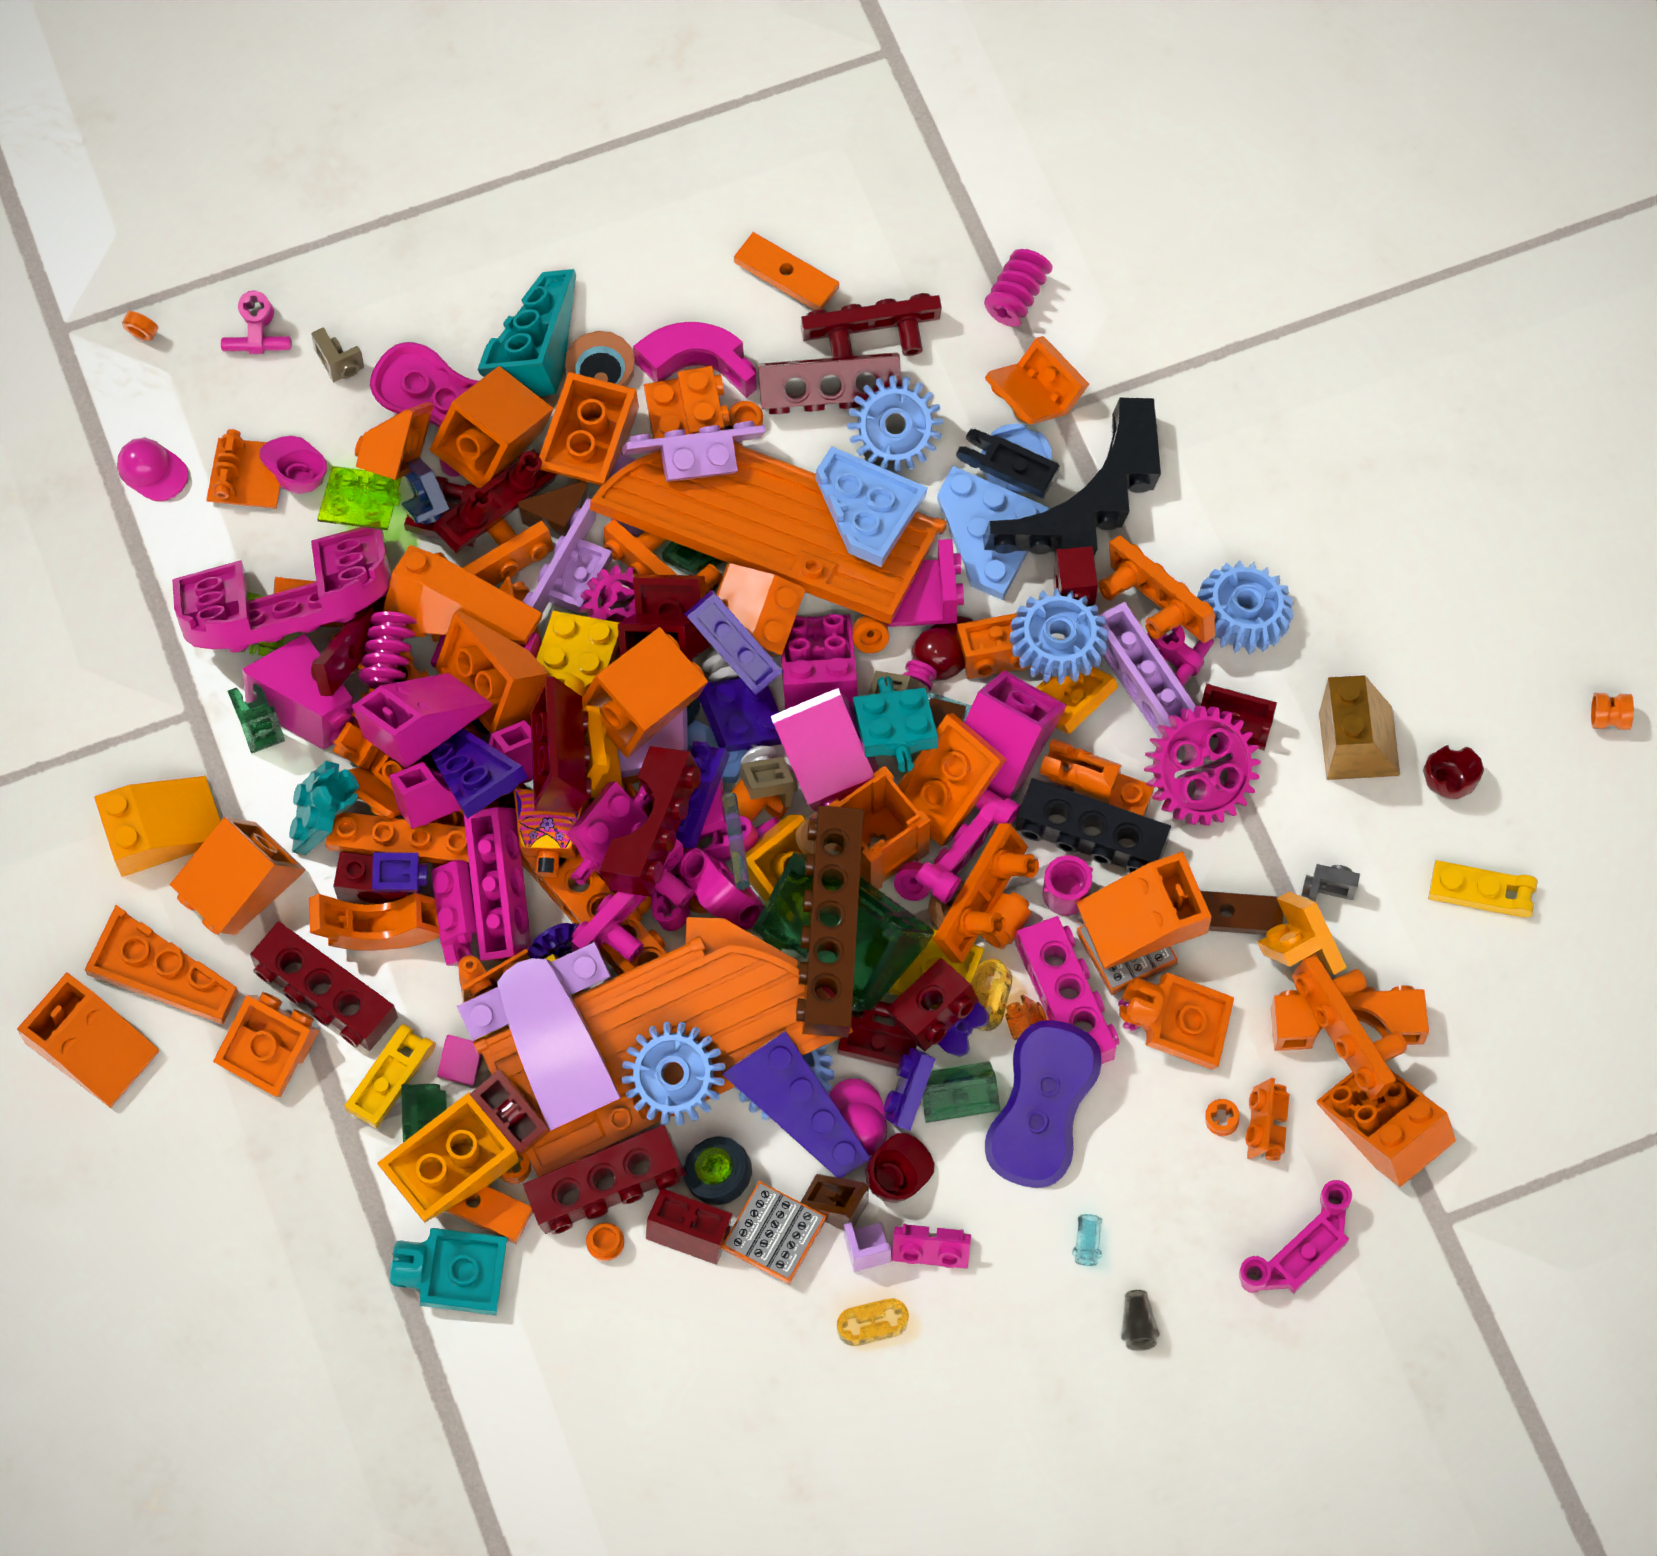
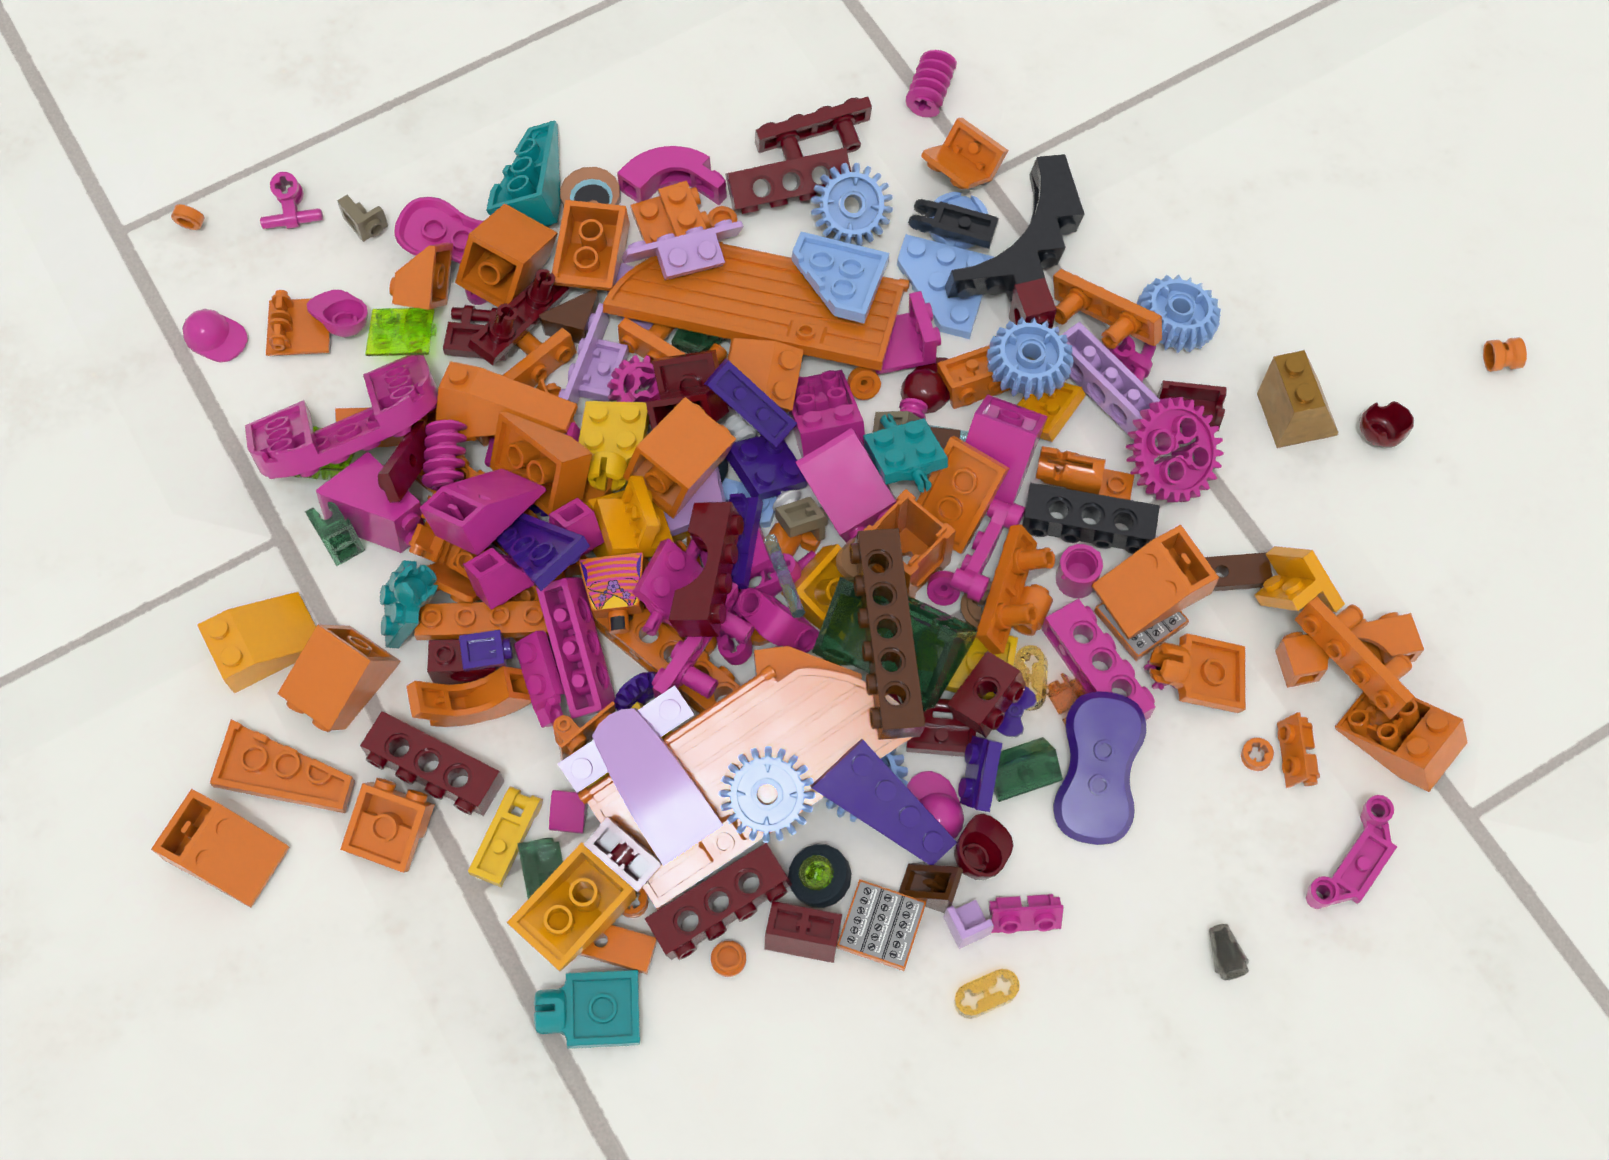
camera: 10 degrees left, 0 degrees up
(430, 501) = (457, 310): dark blue bracket -> none
(559, 749) = (613, 516): dark red slope -> none
(771, 262) = (734, 98): orange tile -> none
(1088, 1240) = (1165, 885): clear light blue pin -> none
(1332, 880) = (1306, 532): flat silver bracket -> none
(1482, 889) = (1432, 520): yellow plate -> none

